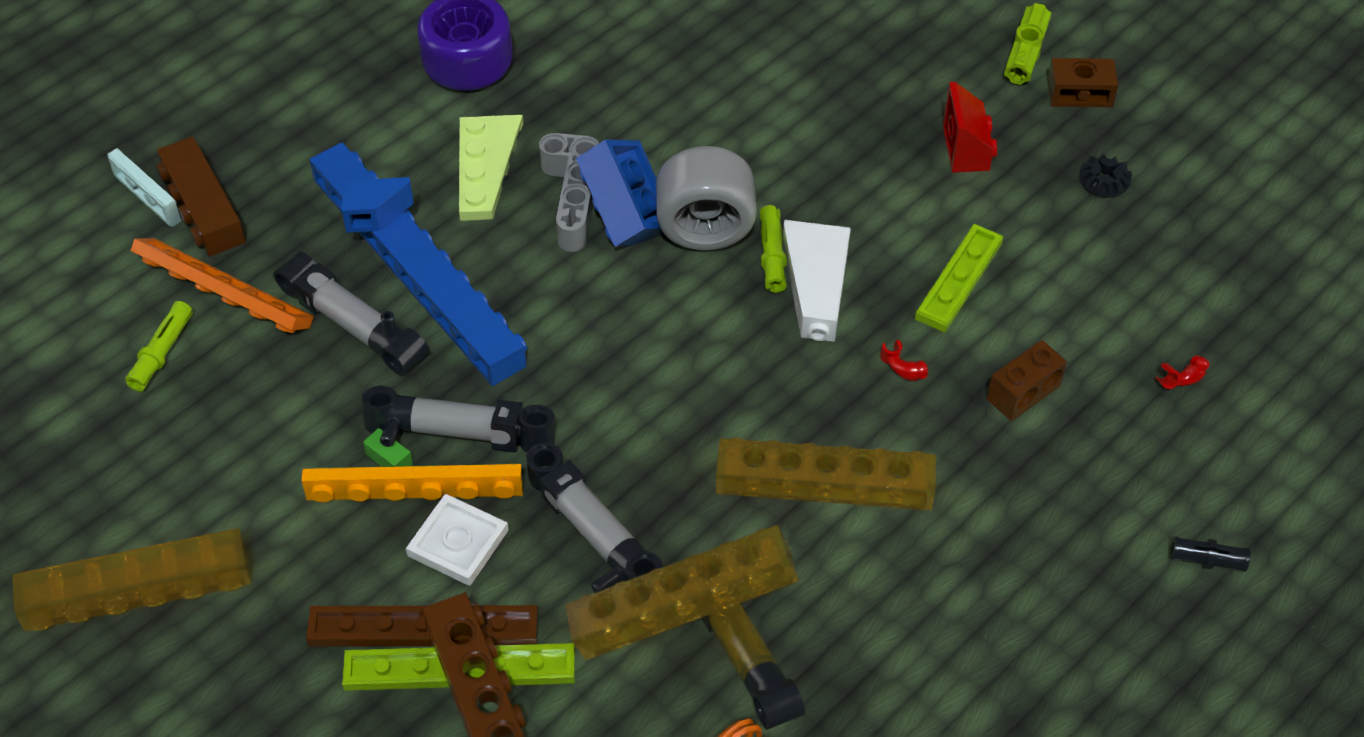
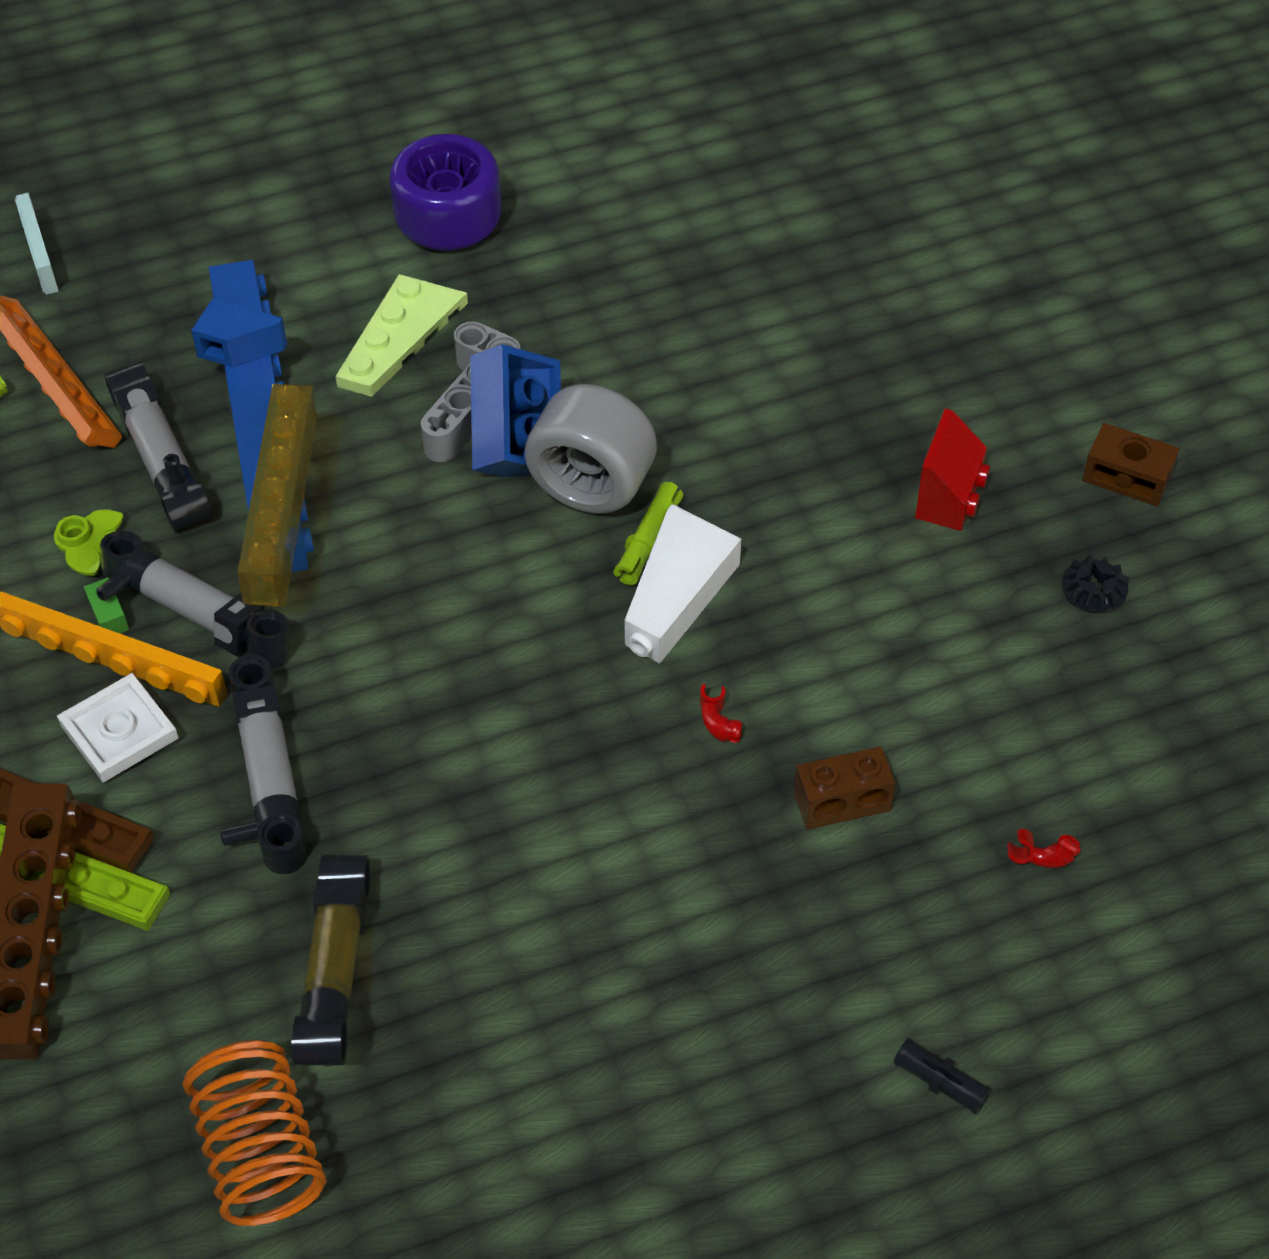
camera: 25 degrees right, 0 degrees up
(200, 197) = (84, 271): reddish brown brick -> none
(343, 403) = (82, 538): none -> lime plate
(489, 314) = (277, 496): none -> clear yellow brick
(681, 592) = (294, 874): clear yellow brick -> none
(839, 485) = (560, 826): clear yellow brick -> none
(959, 278) = (845, 642): lime tile -> none
(1027, 44) = (1091, 397): lime piece -> none

